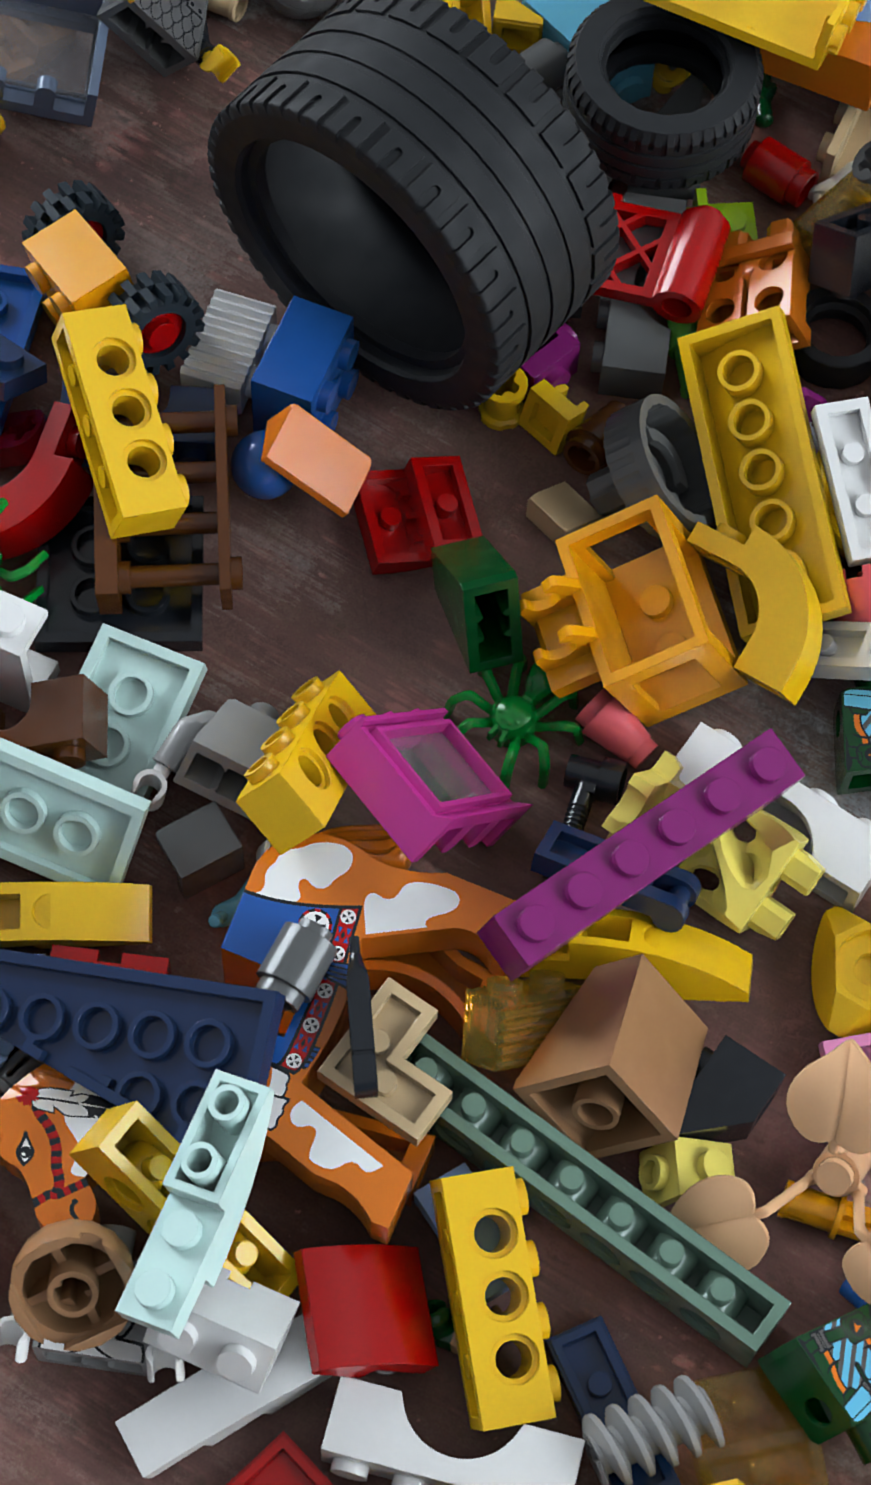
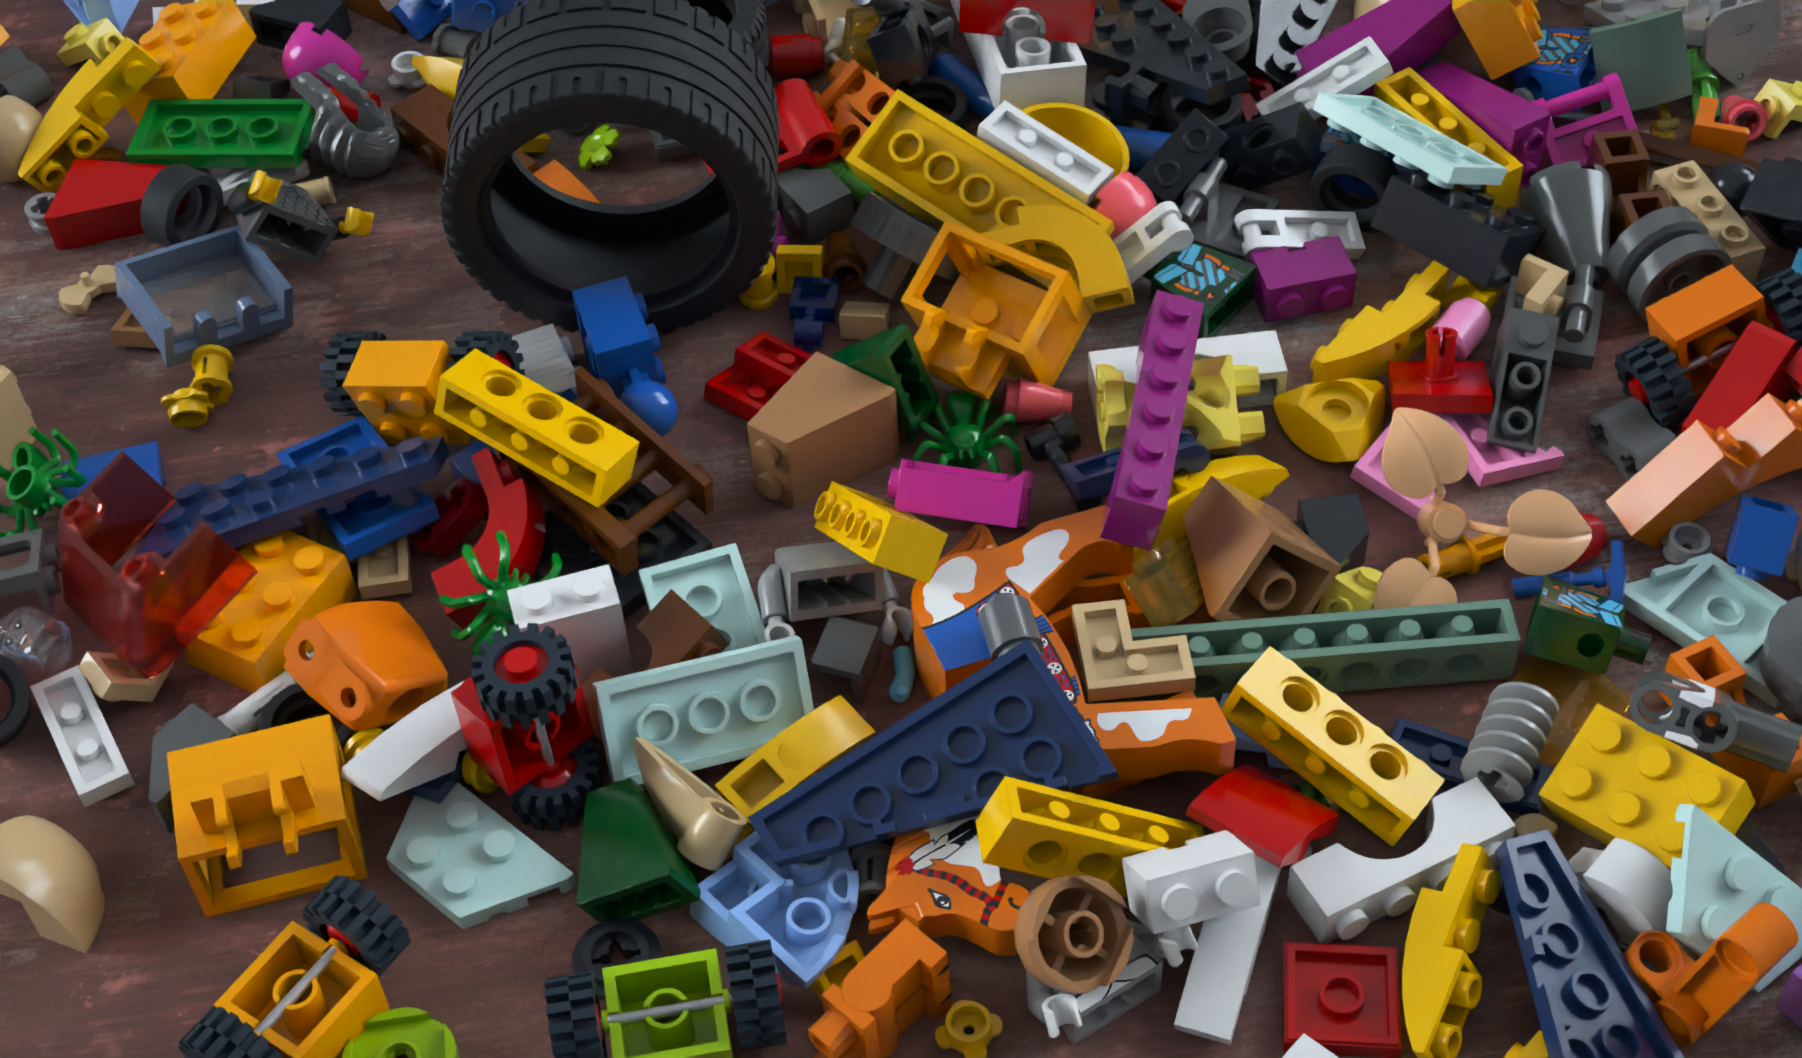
camera: 35 degrees left, 15 degrees down
(204, 1206) = (1116, 798): light aqua slope -> none
(315, 458) = (680, 377): orange slope -> none
(360, 1024) = (1092, 637): black piece -> none
(383, 608) = (822, 430): none -> medium nougat slope
(528, 459) = (810, 305): none -> clear blue plate

